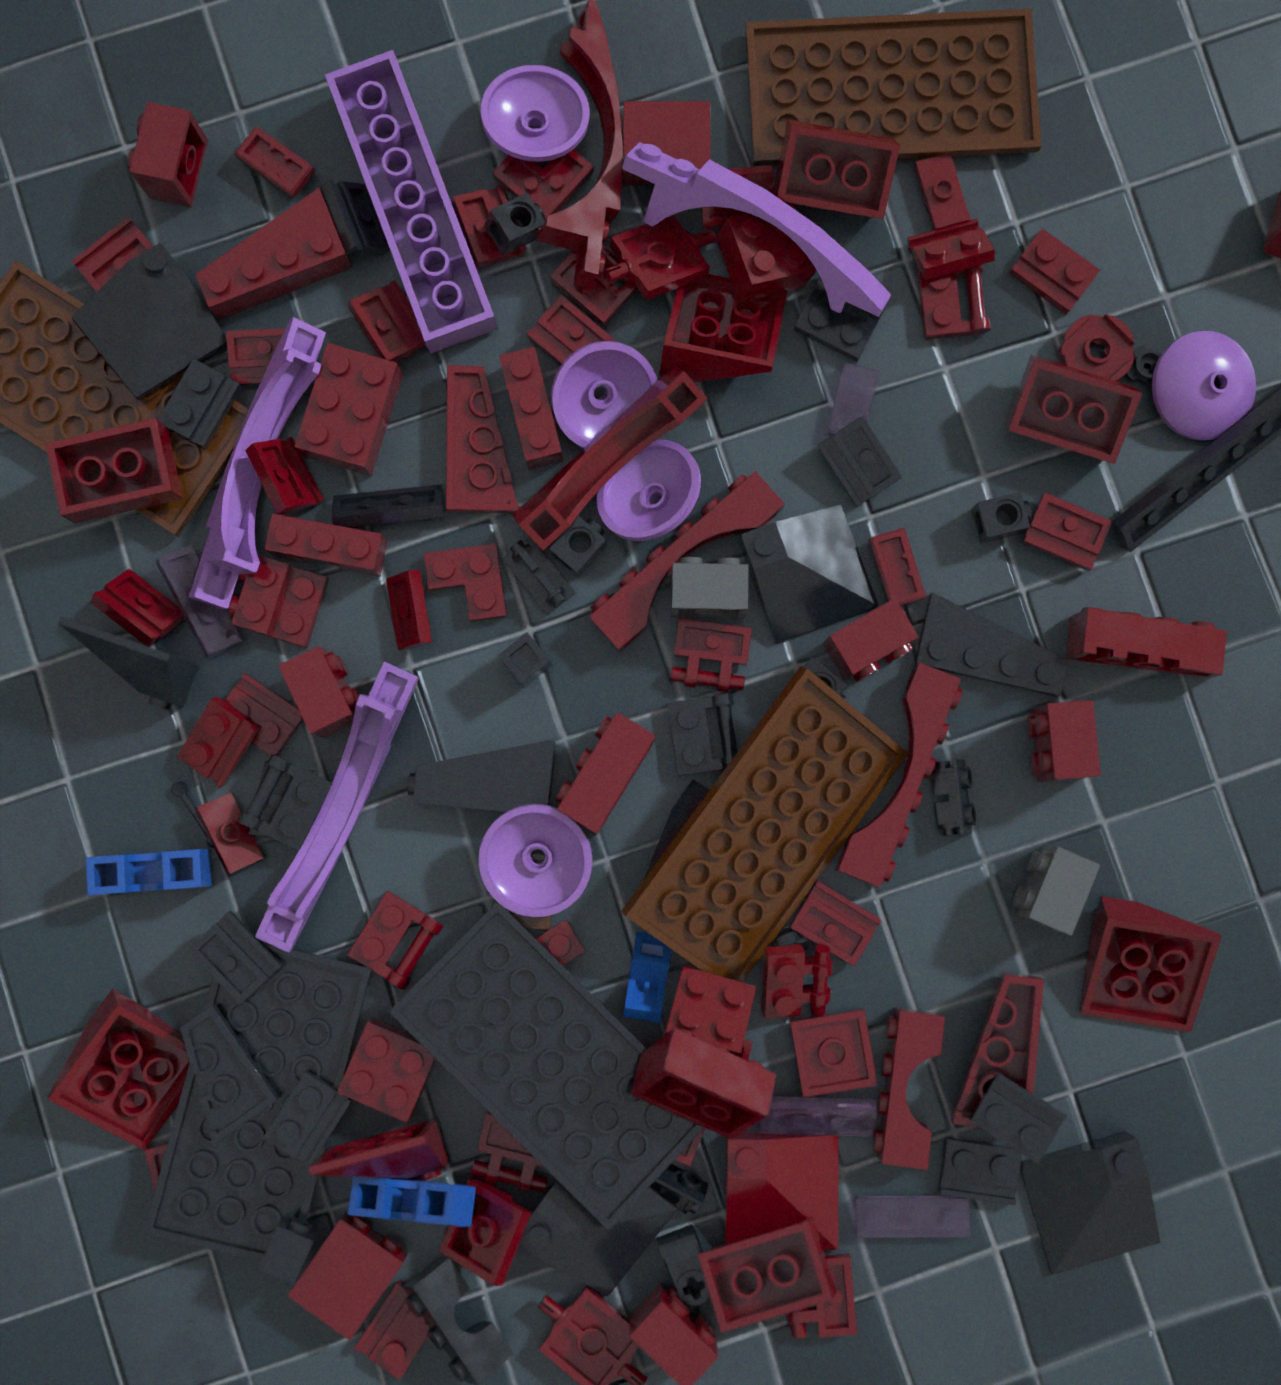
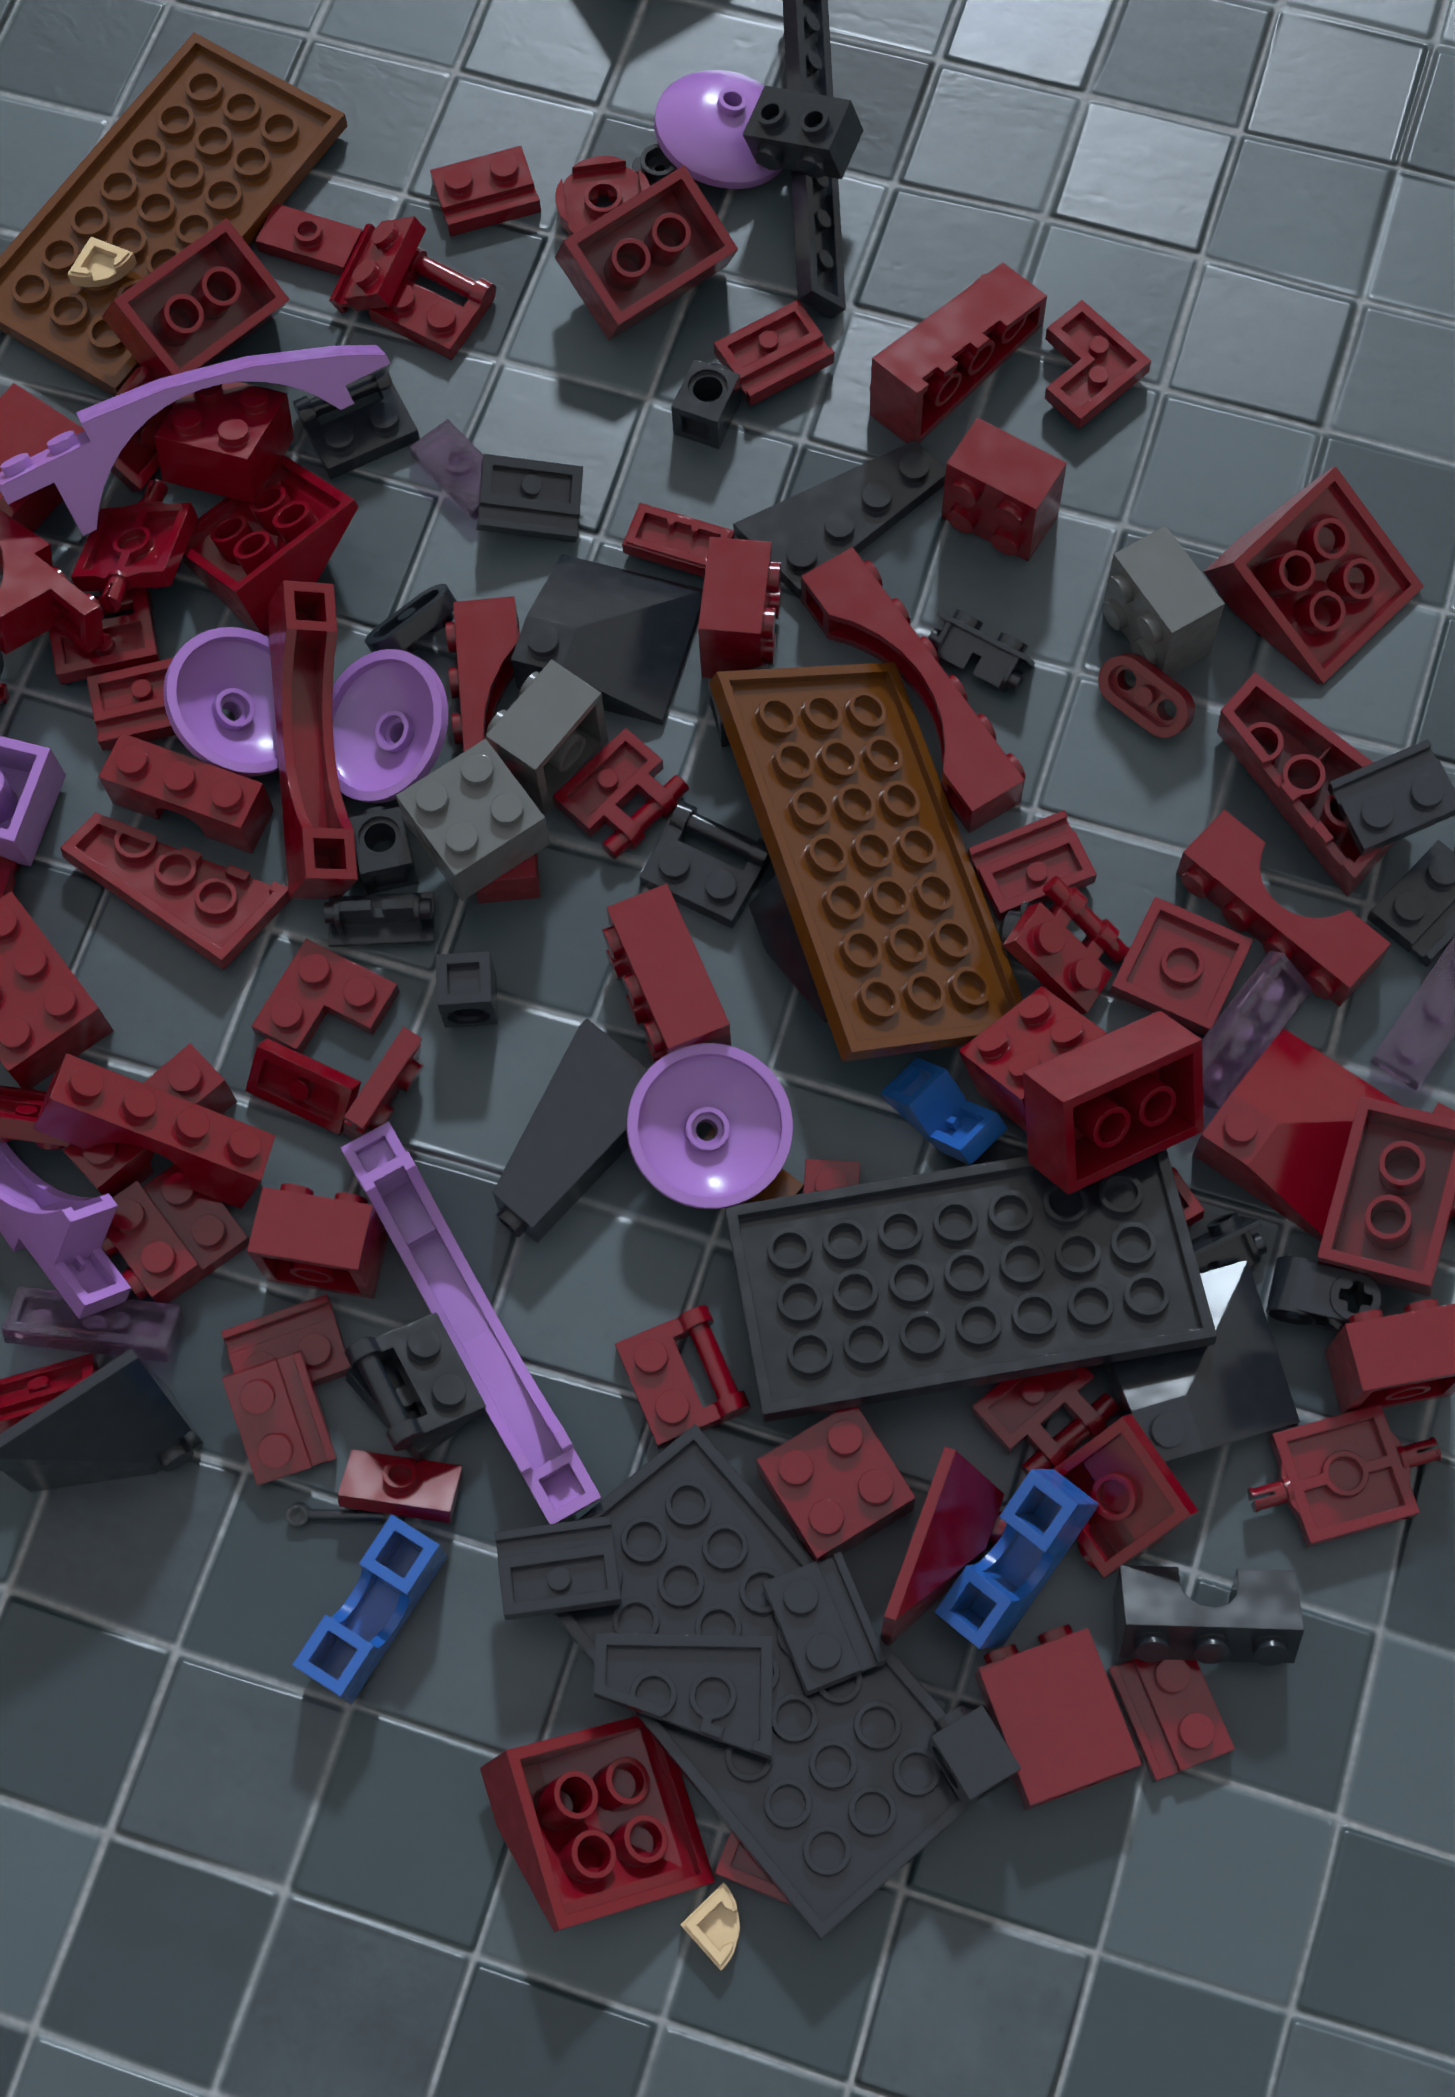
camera: 50 degrees left, 15 degrees down
(122, 1166) = (716, 1926): none -> tan tile
(307, 535) = (100, 1106): none -> dark red arch
(388, 506) = (170, 1018): black plate -> none
(423, 659) = (395, 1071): none -> dark red plate
(620, 592) = (473, 819): none -> dark grey brick
(730, 453) = (421, 615): none -> black plate
(827, 85) = (100, 264): none -> tan tile
(993, 916) = (1147, 698): none -> dark red plate
(1204, 739) = (1101, 360): none -> dark red plate
(1224, 445) = (803, 132): none -> black brick

